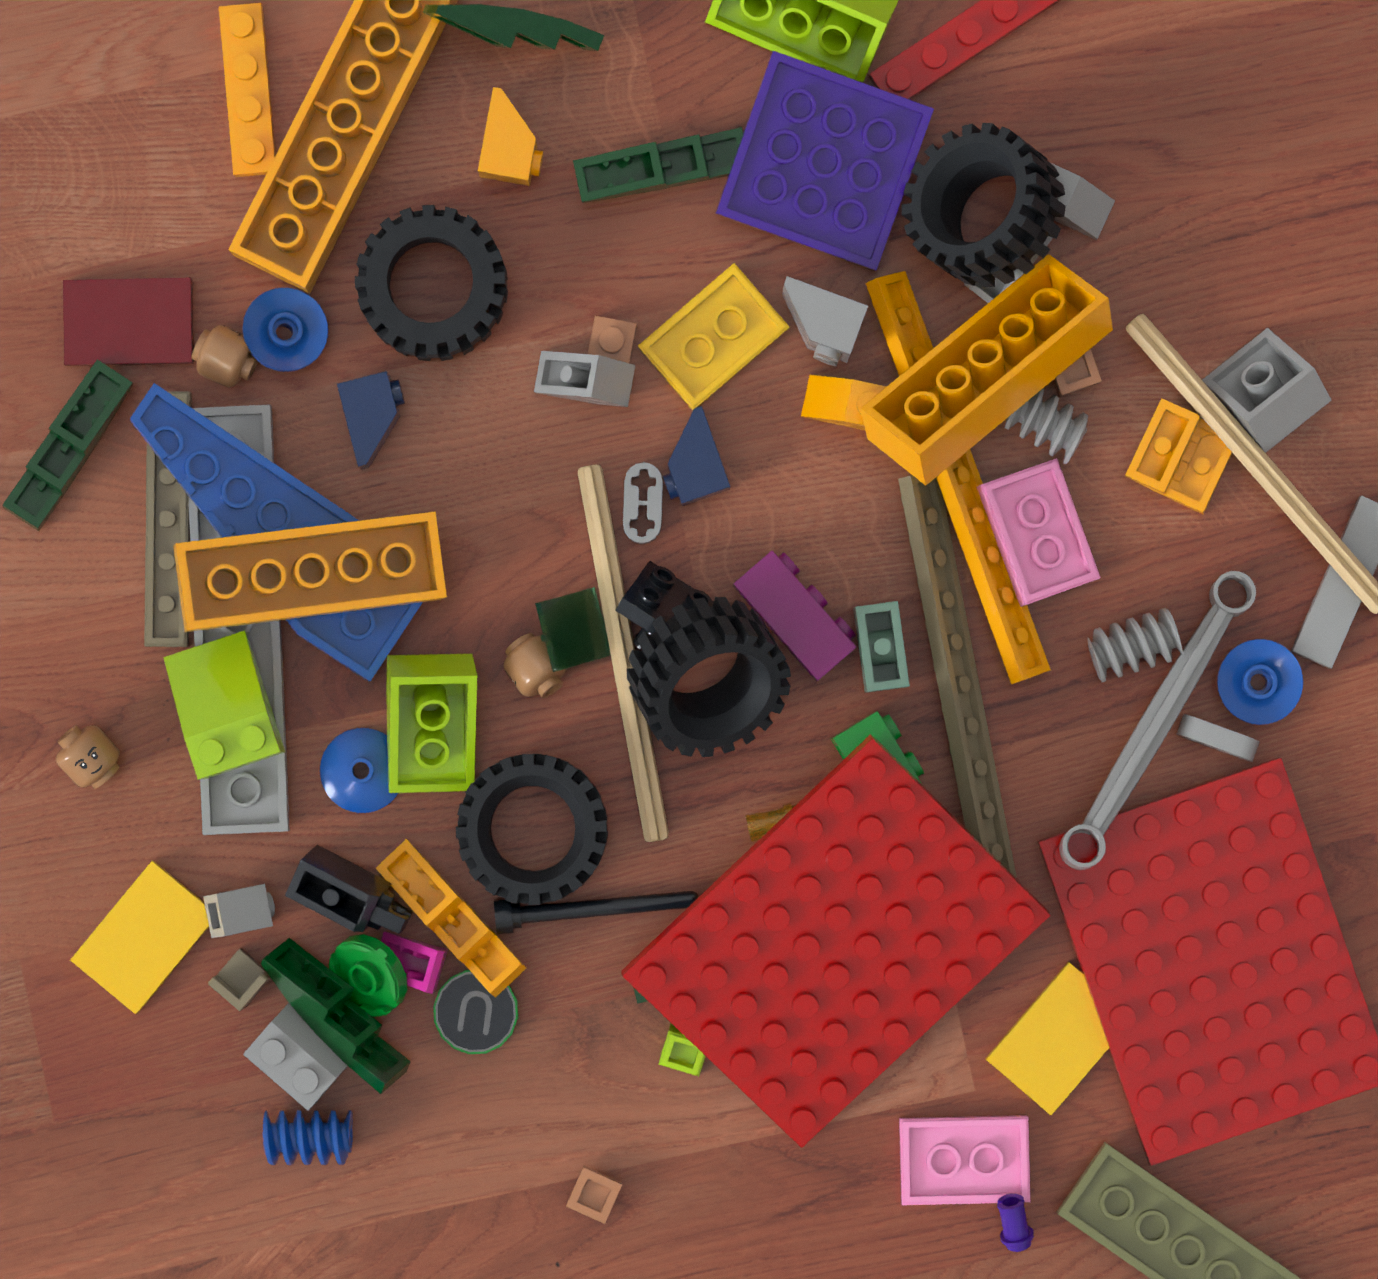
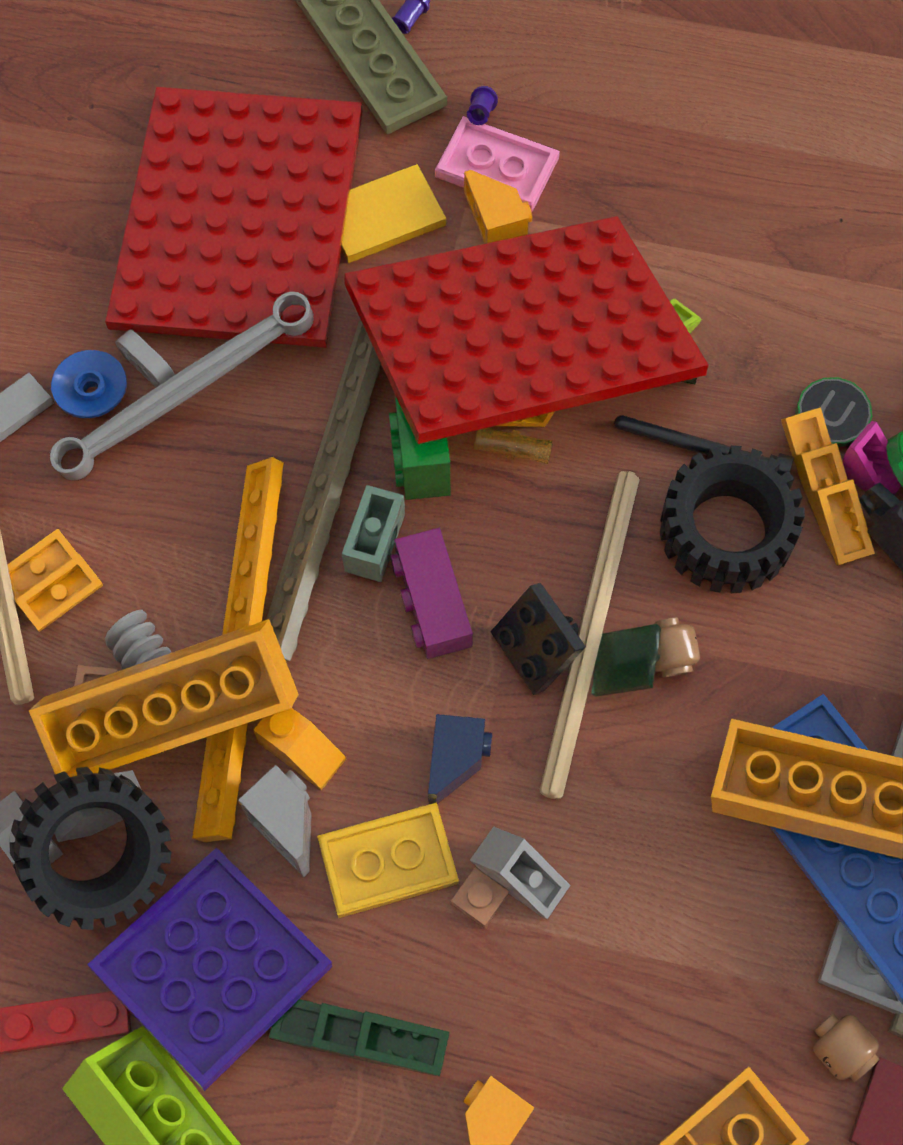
camera: 155 degrees left, 20 degrees down
(291, 310) = (773, 1020): blue dish -> none
(338, 776) = (844, 648): blue dish -> none
(370, 413) = (729, 930): dark blue slope -> none
(431, 722) = (780, 643): lime slope -> none
(436, 338) = (583, 1062): black tyre -> none
(594, 1194) = (793, 247): nougat plate -> none
(632, 503) = (509, 740): light grey beam -> none
(729, 707) = (531, 558): black tyre -> none
(934, 1092) = (496, 208): none -> light orange slope
(1038, 532) = (198, 572): bright pink tile -> none
(1134, 643) = (169, 452): light grey piece -> none

